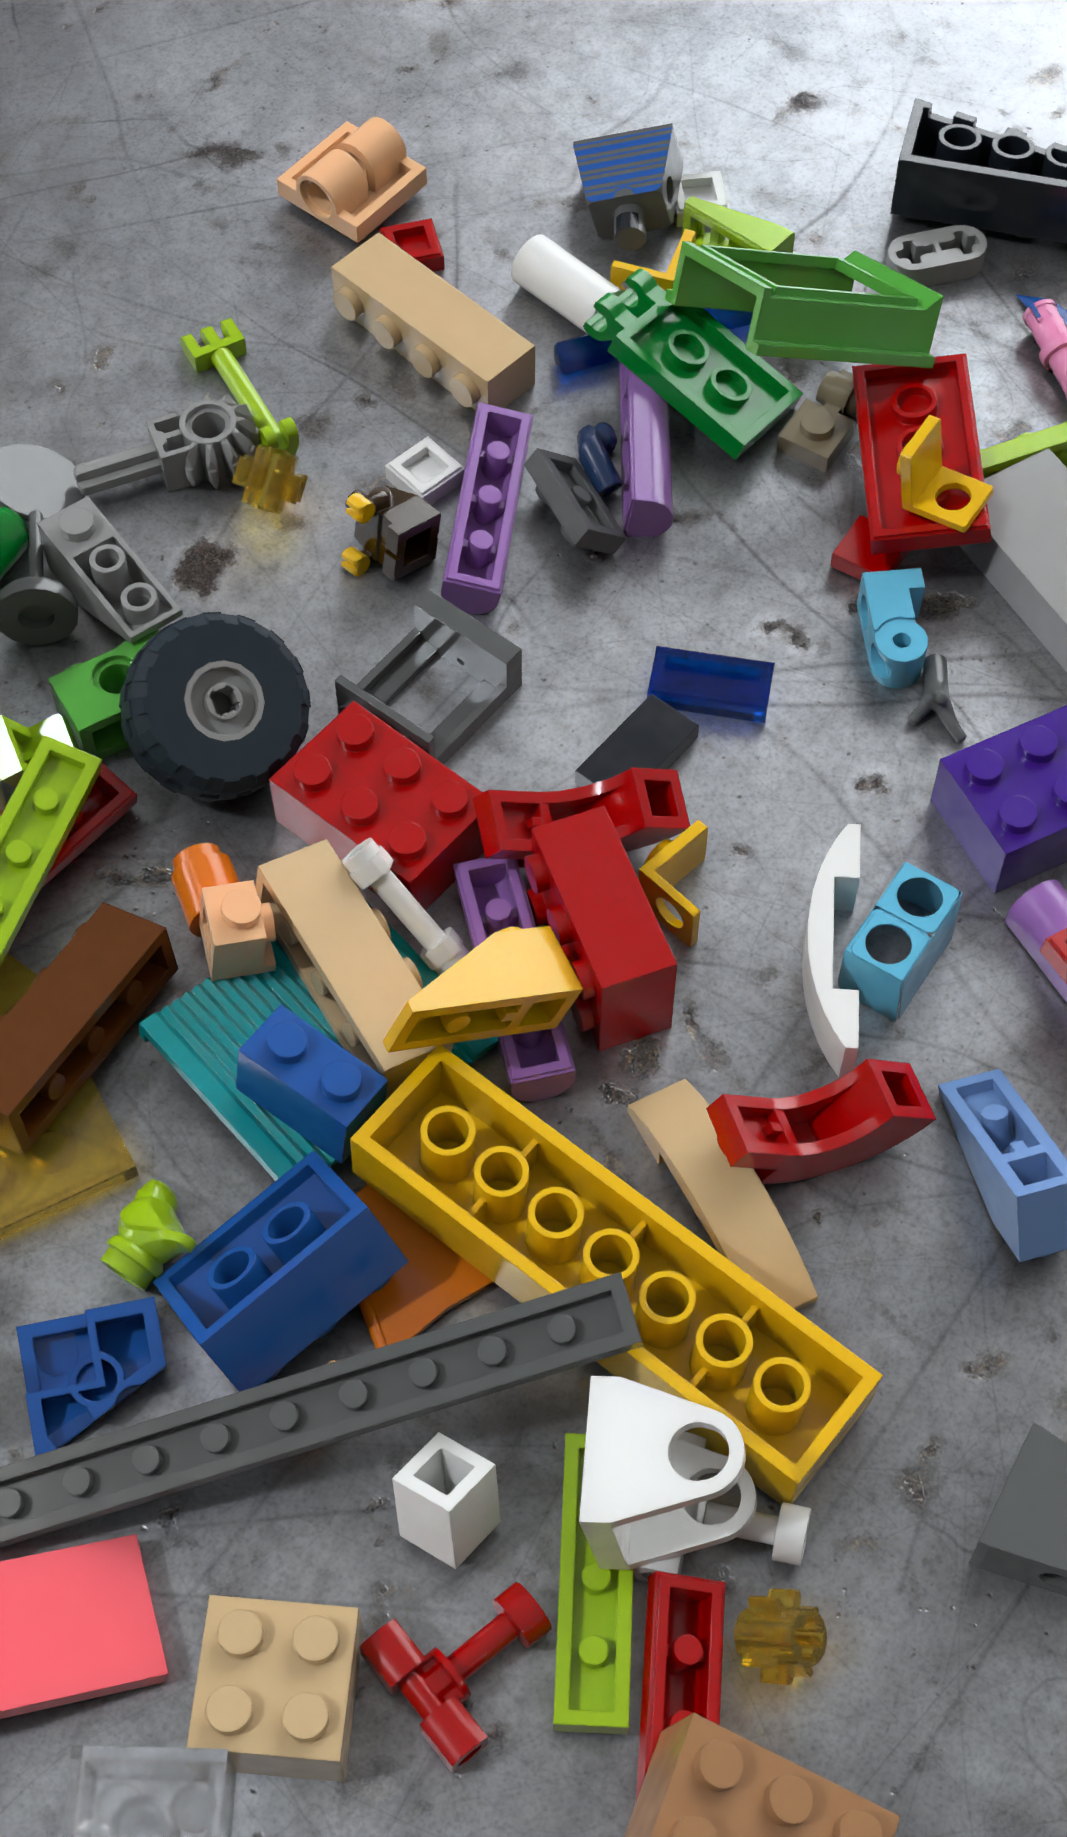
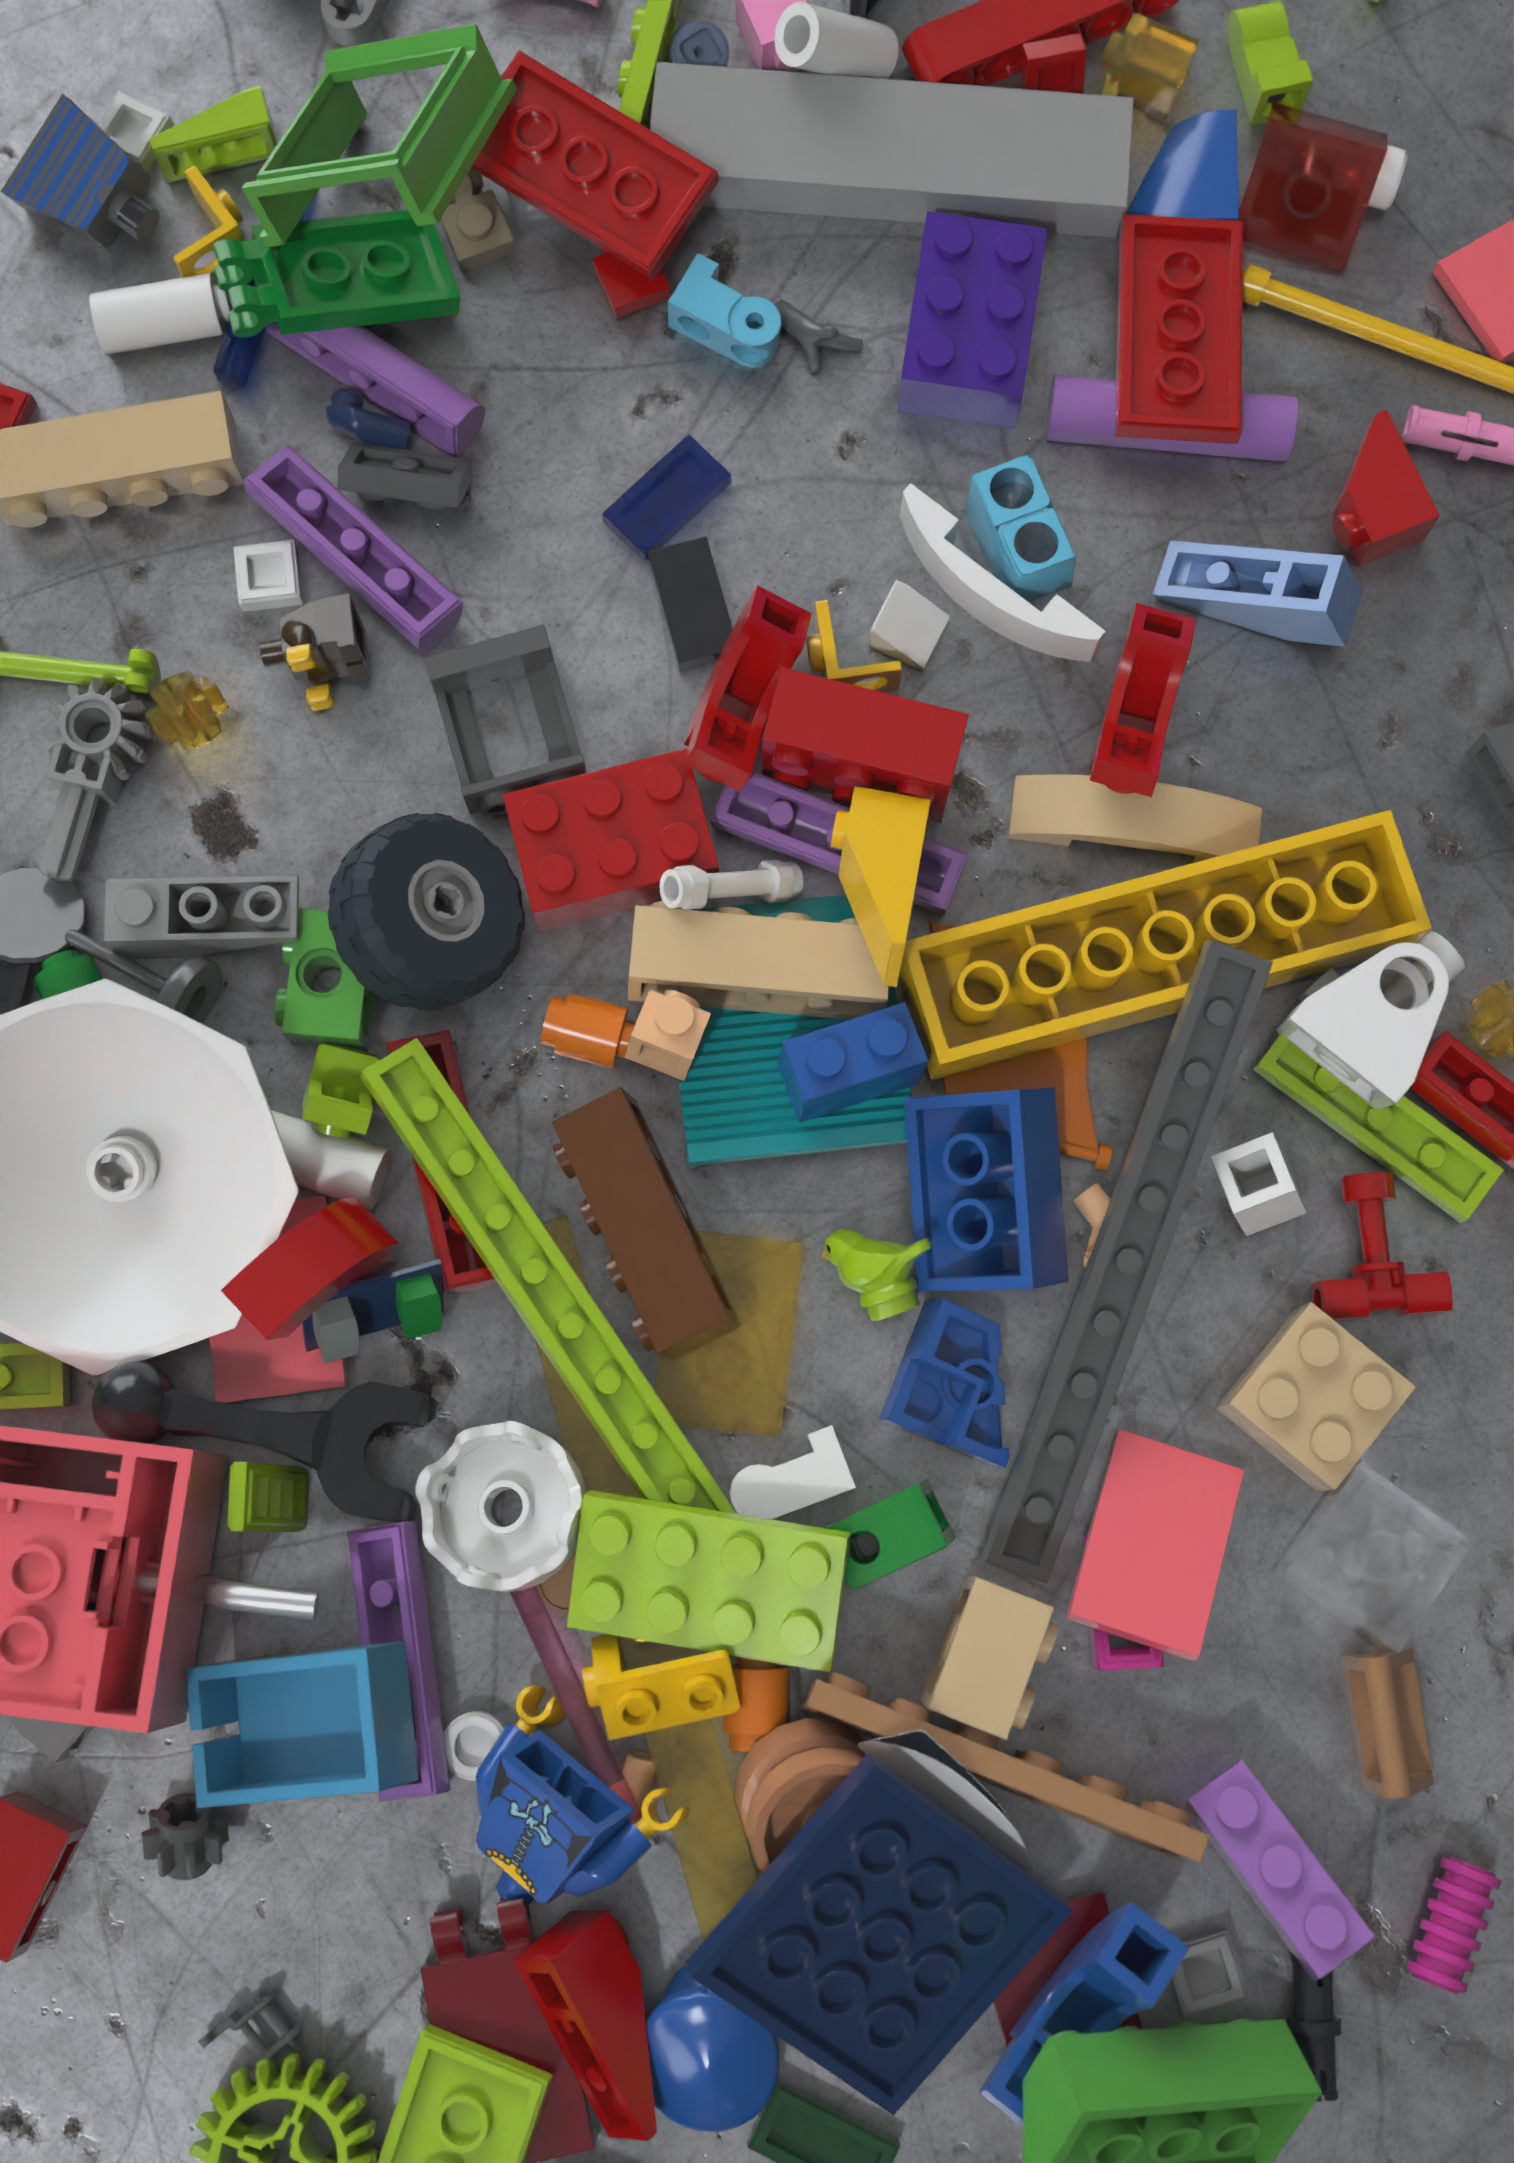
camera: 55 degrees left, 20 degrees up
(746, 912) = (908, 626): none -> white slope
(926, 478) = (632, 177): yellow bracket -> none

